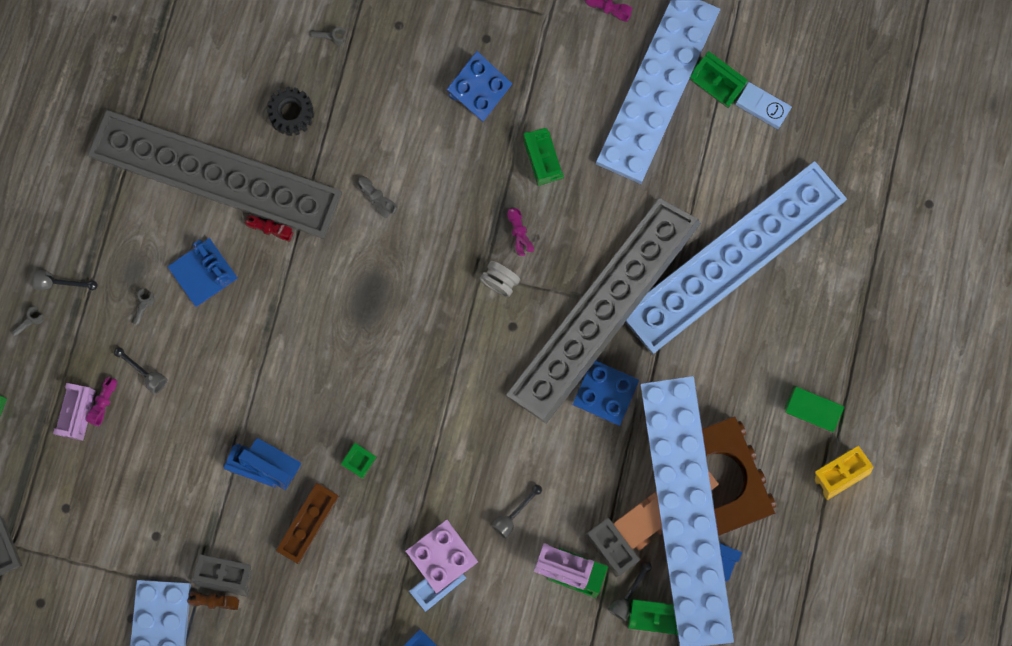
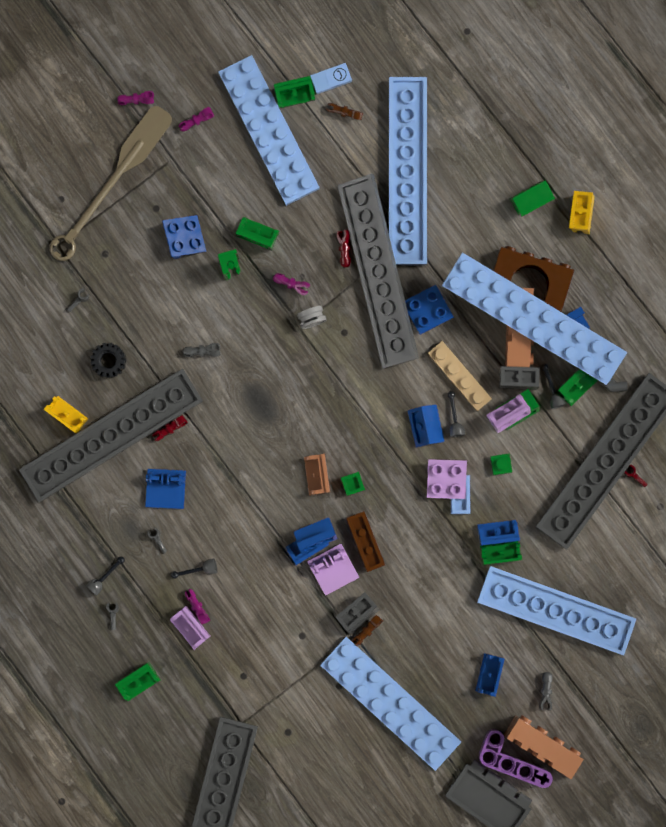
camera: 45 degrees left, 5 degrees up
(200, 113) = (66, 414): none -> yellow hinge
(251, 512) = (333, 569): none -> lavender hinge
(340, 416) = (317, 474): none -> nougat hinge
(482, 489) = (426, 425): none -> blue panel
(487, 148) = (229, 260): none -> green hinge
(505, 602) = (501, 464): none -> green plate
(563, 483) = (459, 376): none -> tan plate
(600, 256) = (345, 260): none -> dark red piece
(741, 146) = (344, 111): none -> reddish brown piece

